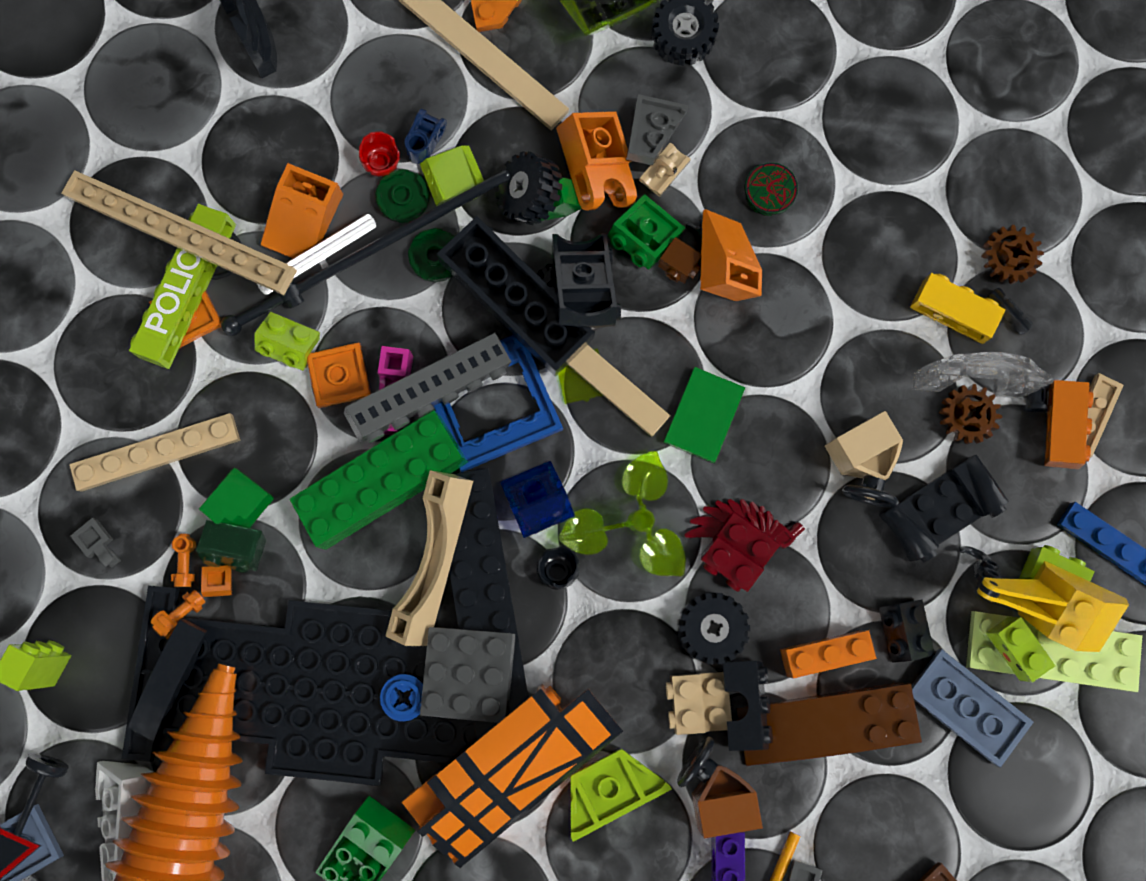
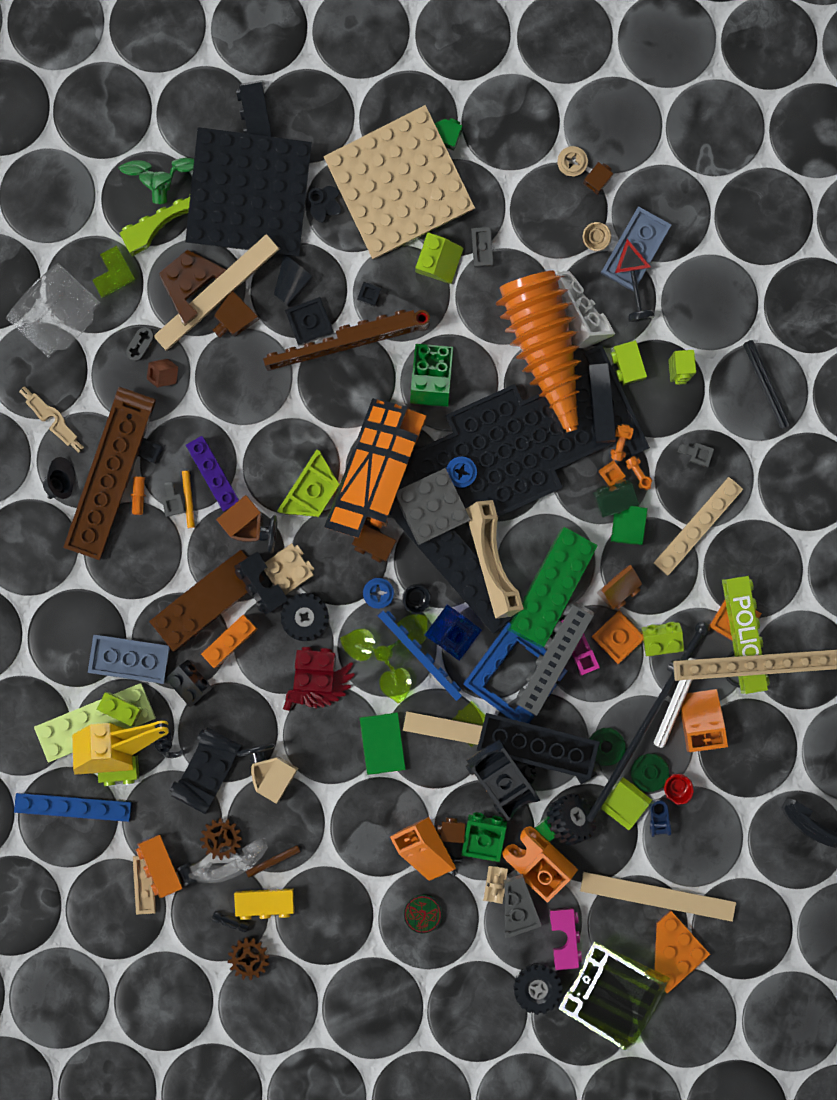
camera: 160 degrees right, 5 degrees up
(103, 712) = (628, 363): none -> lime brick
(295, 432) = (620, 587): none -> dark orange slope
(570, 671) = (374, 543): none -> reddish brown brick
(596, 507) = (426, 660): none -> blue plate
(605, 617) = (371, 587): none -> blue gear
(629, 46) = (566, 956): none -> dark pink arch
(915, 352) = (272, 861): none -> reddish brown bar

